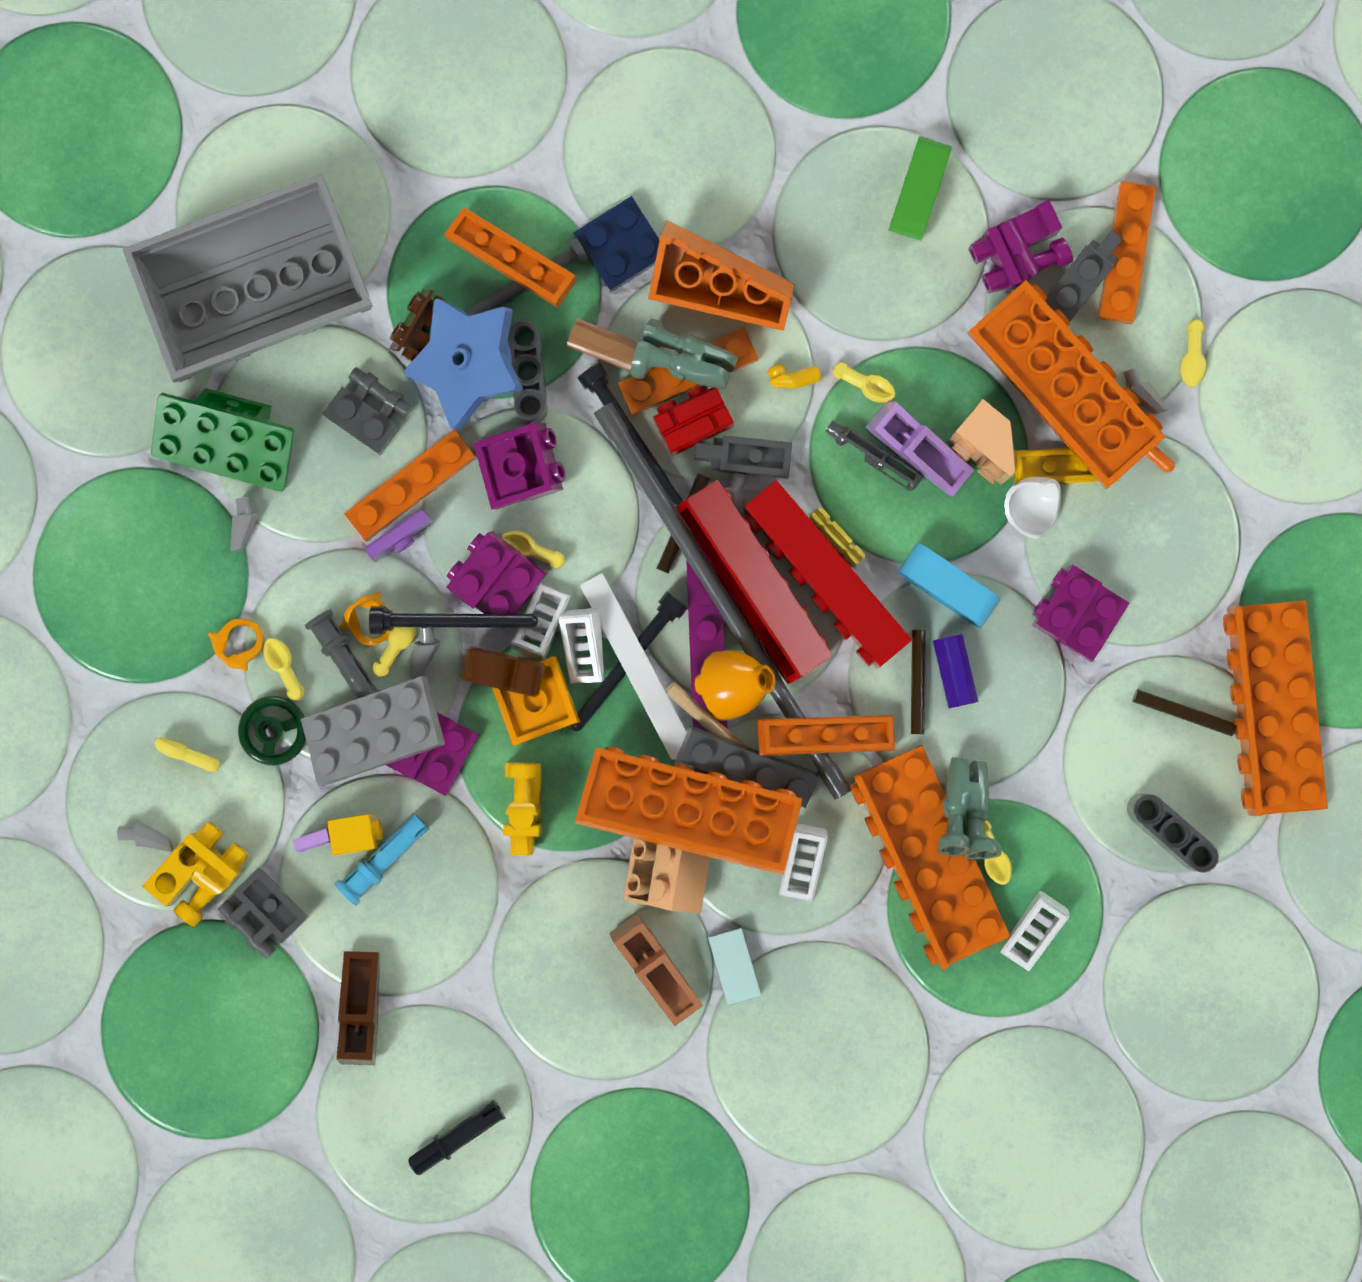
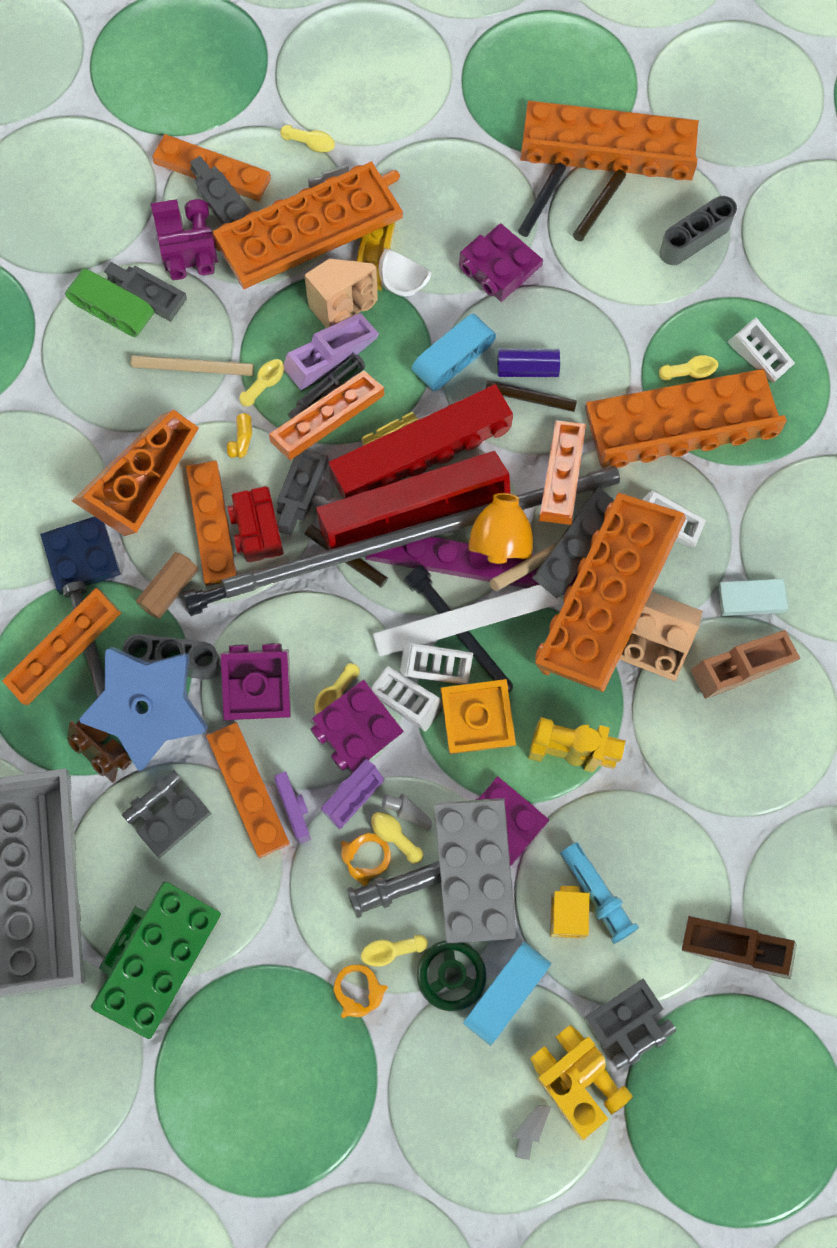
camera: 80 degrees left, 15 degrees down
(182, 752) = (455, 1070): light yellow piece -> none
(242, 524) = (242, 960): light grey bar -> none
(265, 788) = (507, 993): none -> medium azure beam
(312, 840) = (568, 954): lavender tile -> none
(384, 620) = (370, 837): black piece -> none
(425, 591) = (352, 794): none -> medium lavender plate
(502, 671) = (444, 735): reddish brown animal -> none
(695, 361) = (203, 508): sand green piece -> none
(836, 464) = (326, 415): none -> orange plate
(868, 300) = (192, 365): none -> tan bar
(945, 225) = (160, 295): none -> dark grey hinge
(967, 795) = (650, 376): sand green piece -> none
(1176, 644) = (542, 199): none -> black bar

